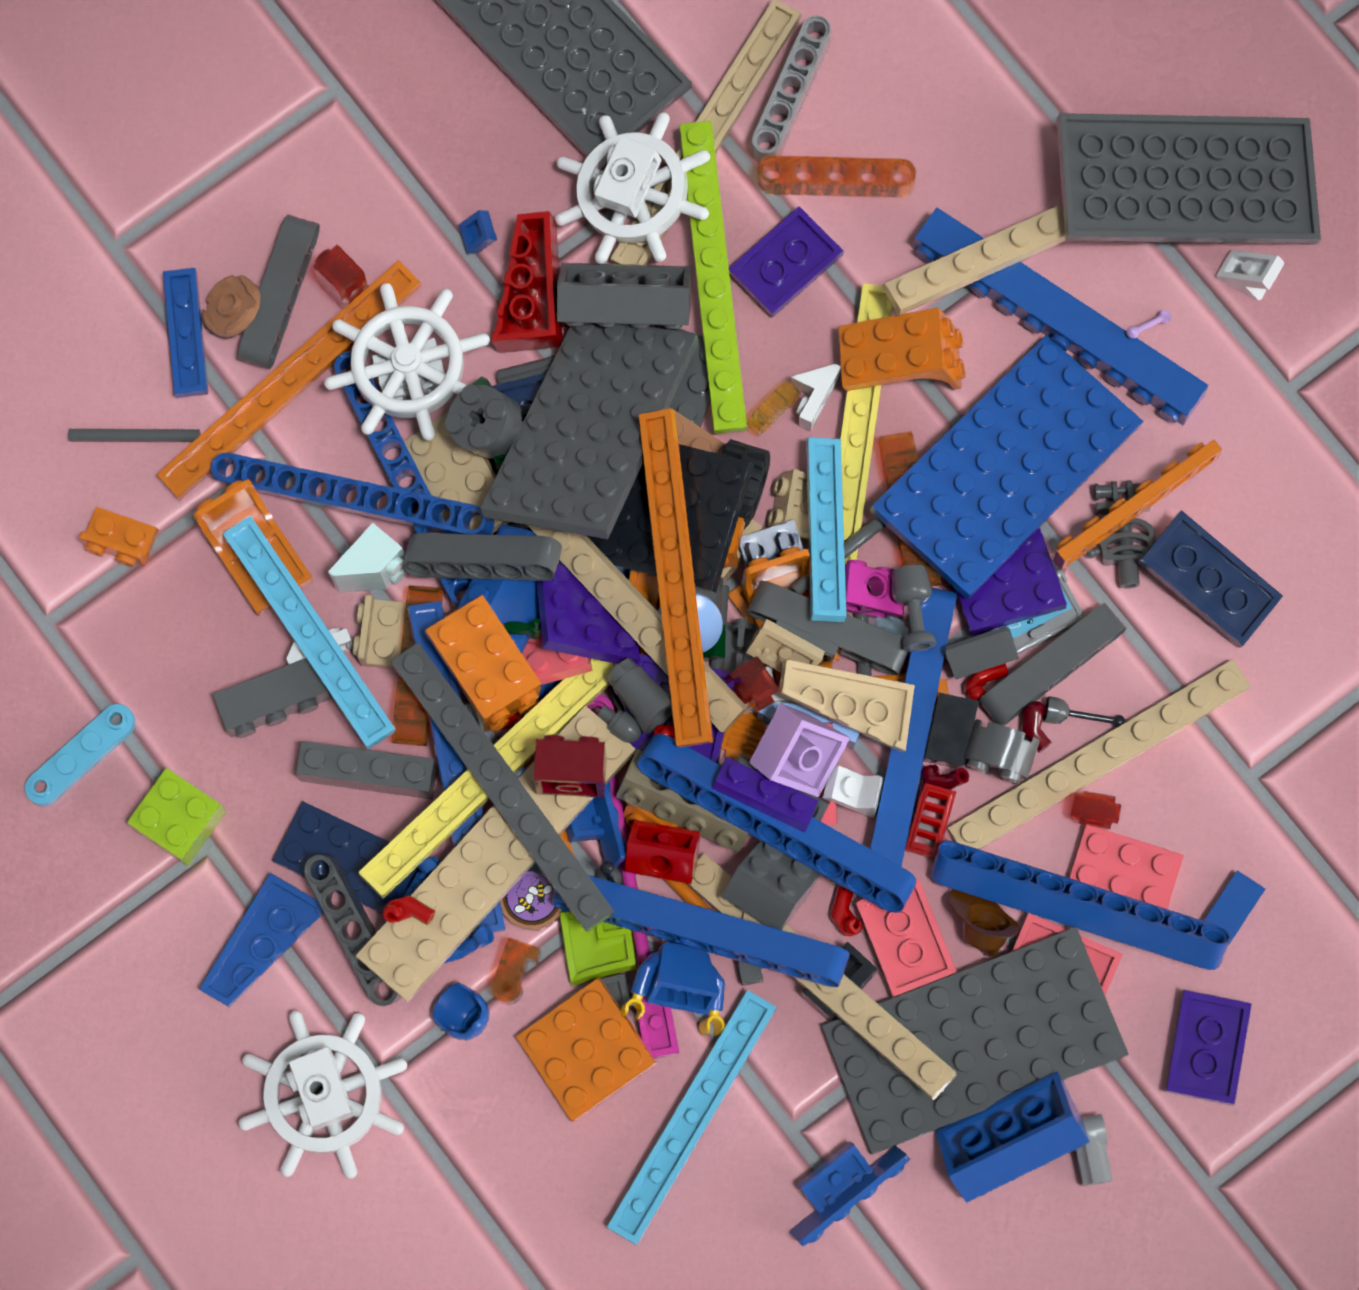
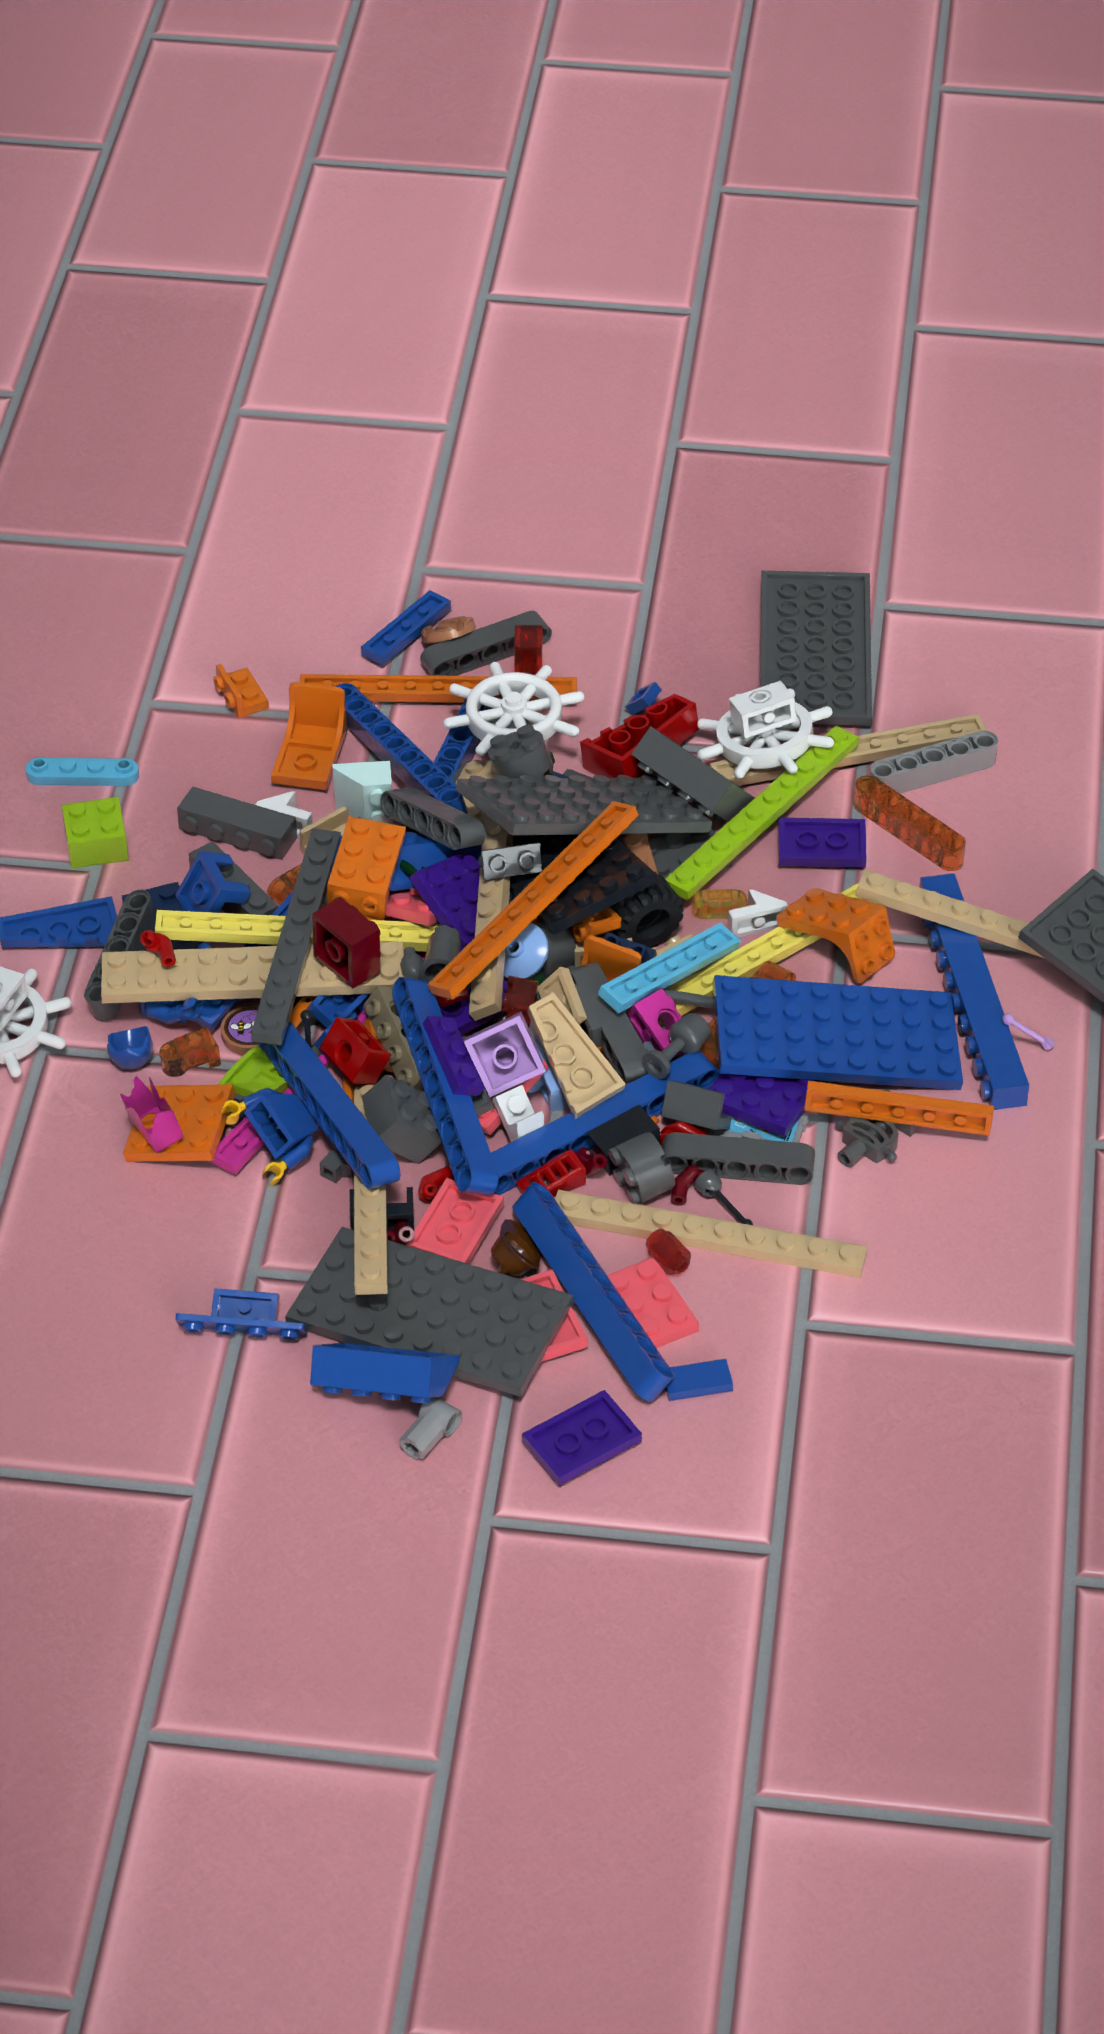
camera: 40 degrees right, 30 degrees down
(133, 435) = (309, 651): dark grey bar -> none
(309, 632) = (285, 794): medium azure plate -> none
(363, 805) = (205, 886): none -> blue panel
(550, 1083) = (165, 1125): none -> dark pink piece
(599, 561) = (511, 861): none -> hinge
(691, 1118) = (198, 1208): medium azure plate -> none
(879, 988) = (401, 1233): none -> dark red arm
(1210, 579) = (903, 1189): dark blue plate -> none

